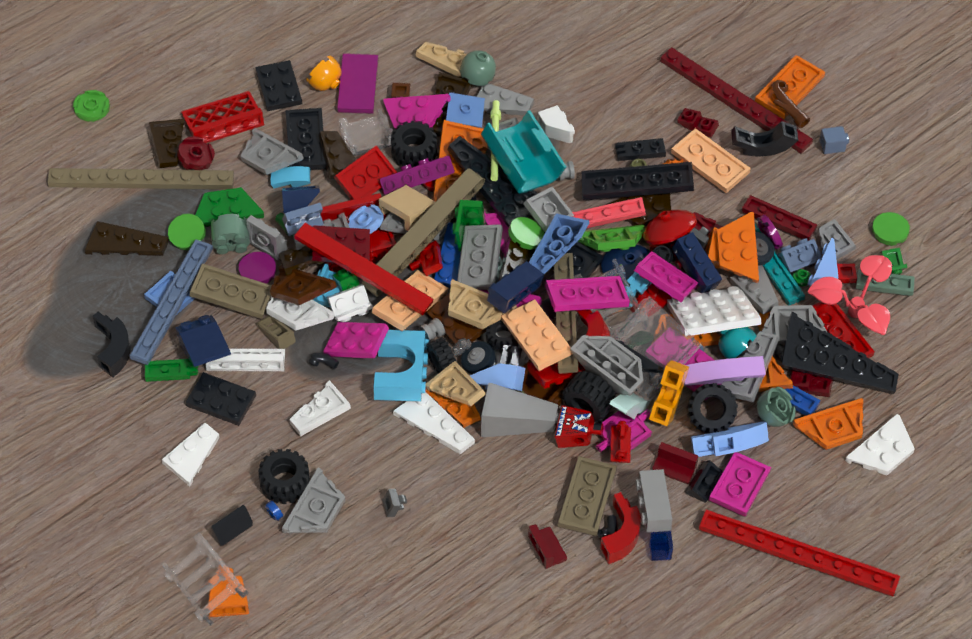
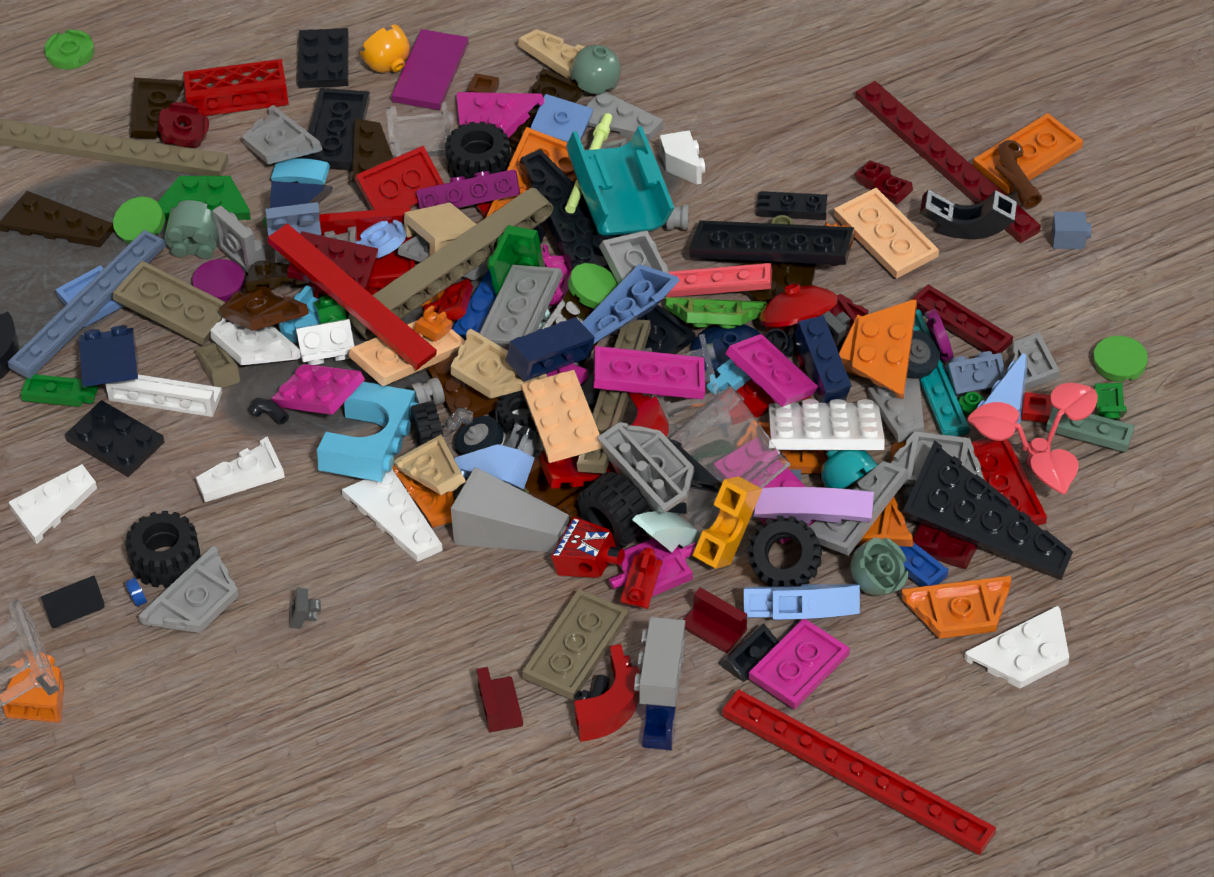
camera: 15 degrees right, 5 degrees down
(422, 279) = (433, 324): none -> orange tile

